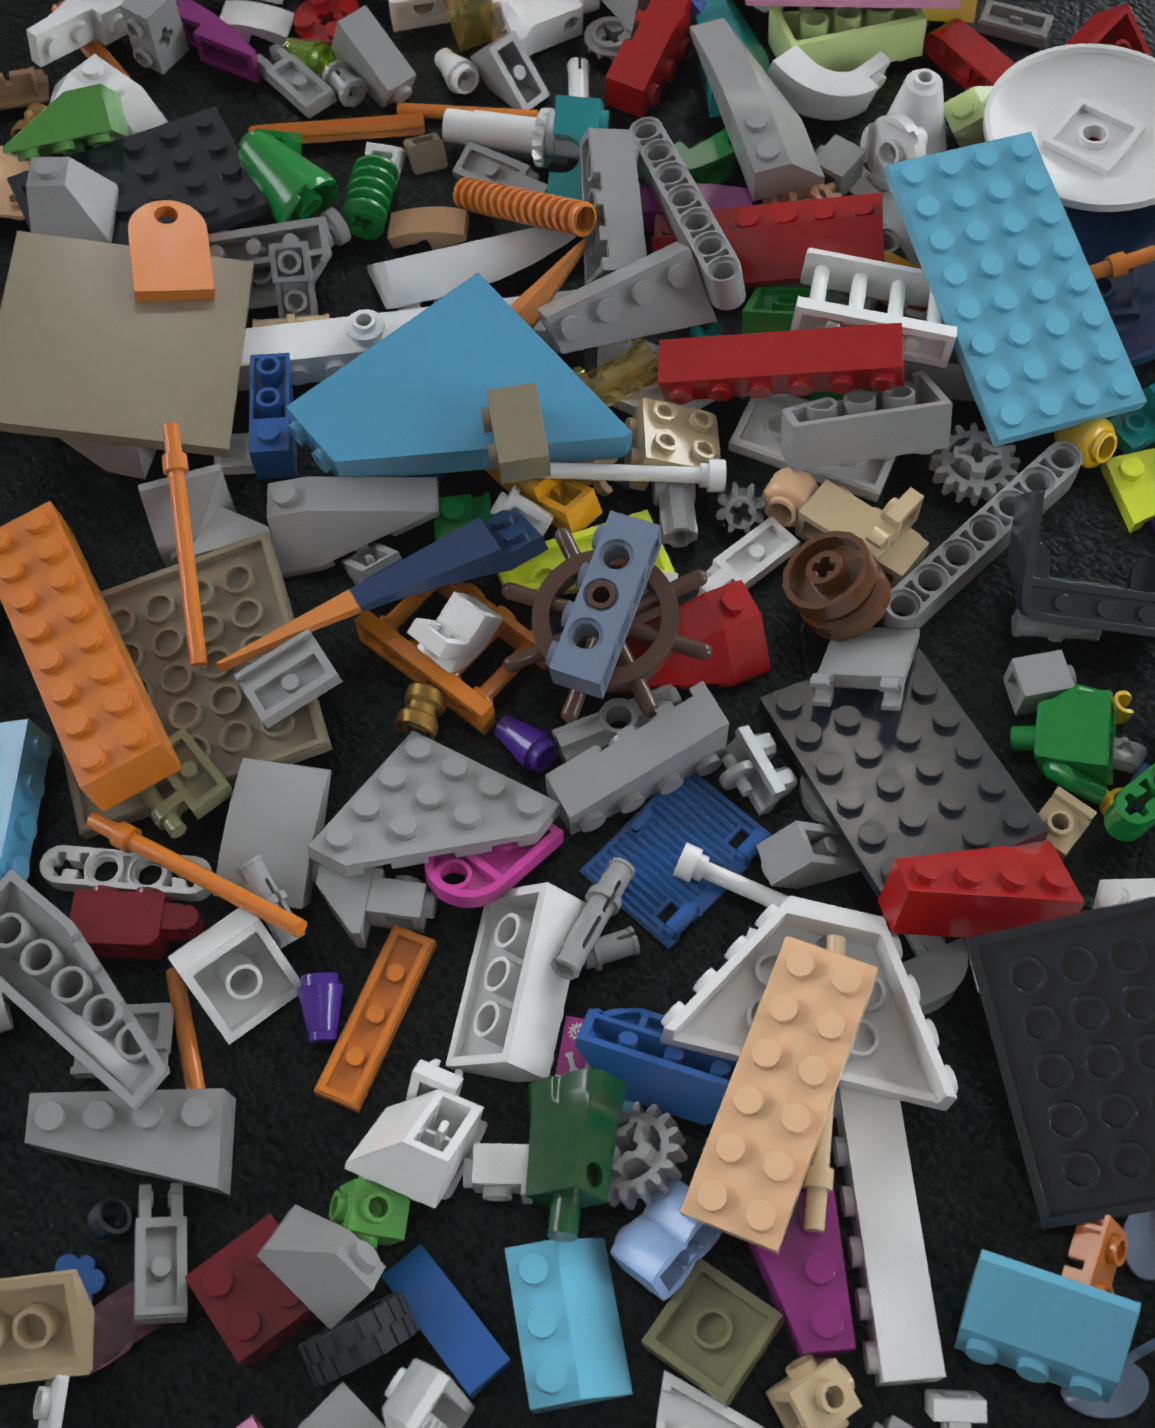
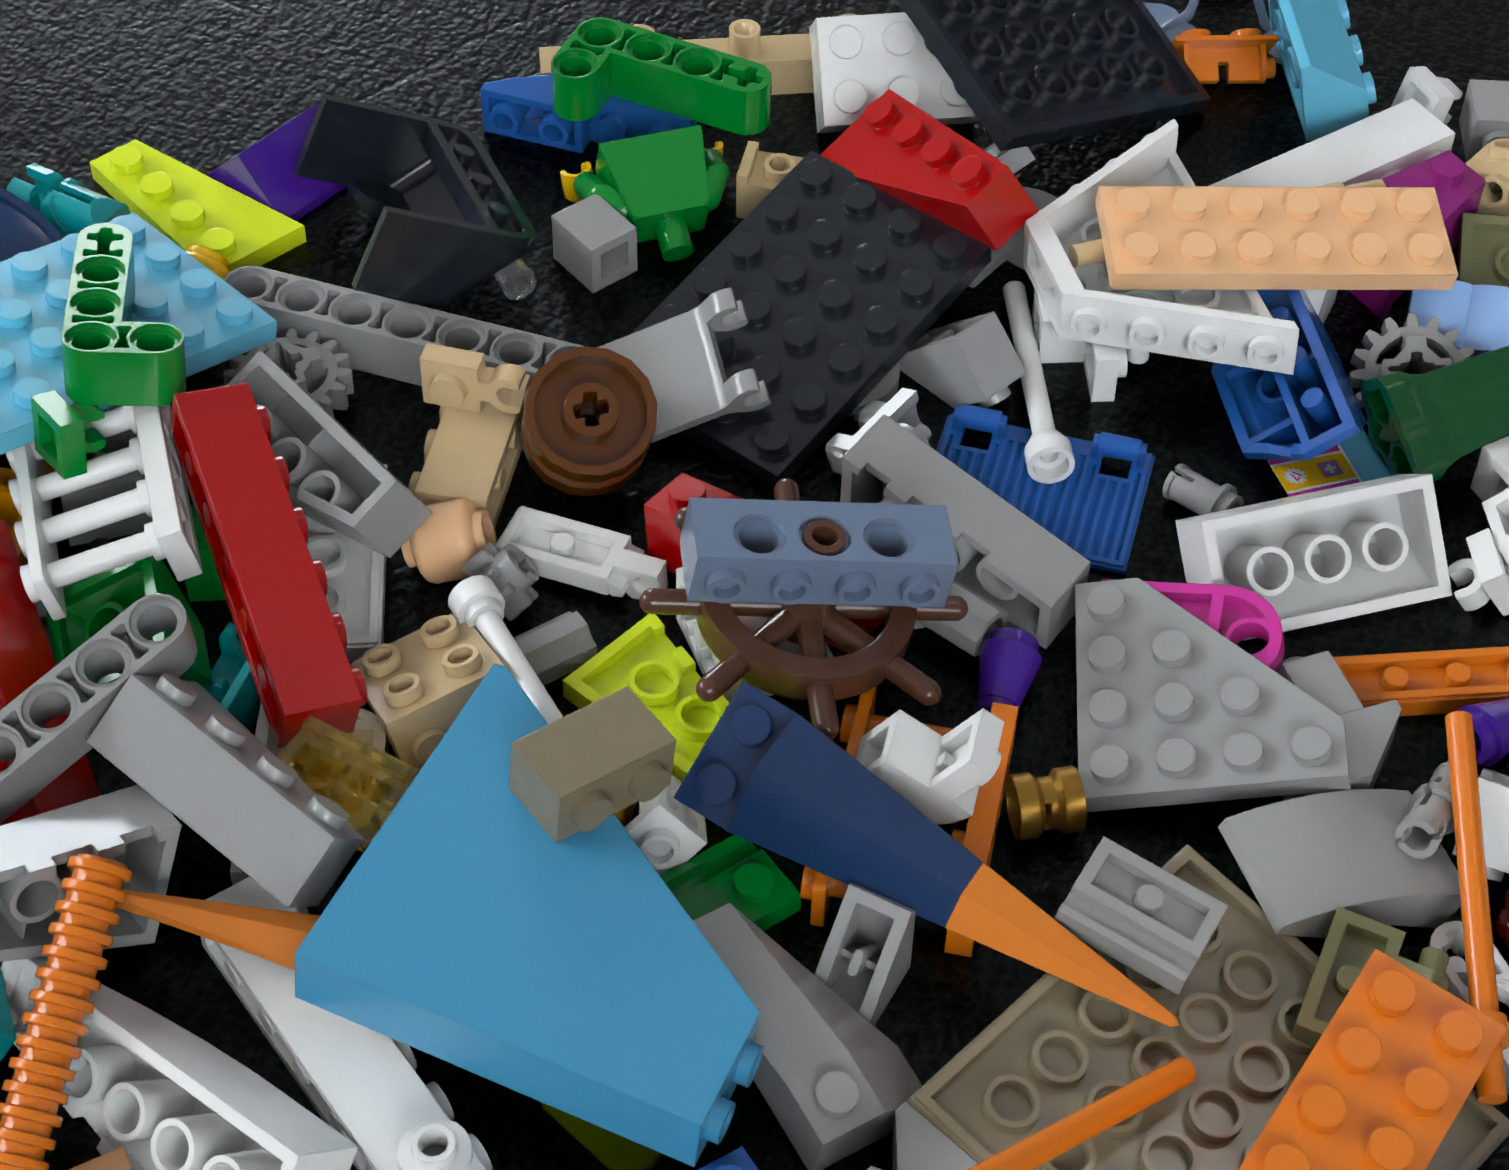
camera: 120 degrees left, 15 degrees down
(602, 902) = (1190, 498): light grey pin -> none
(914, 283) = (61, 432): none -> green tile
(995, 311) = (102, 350): none -> green beam

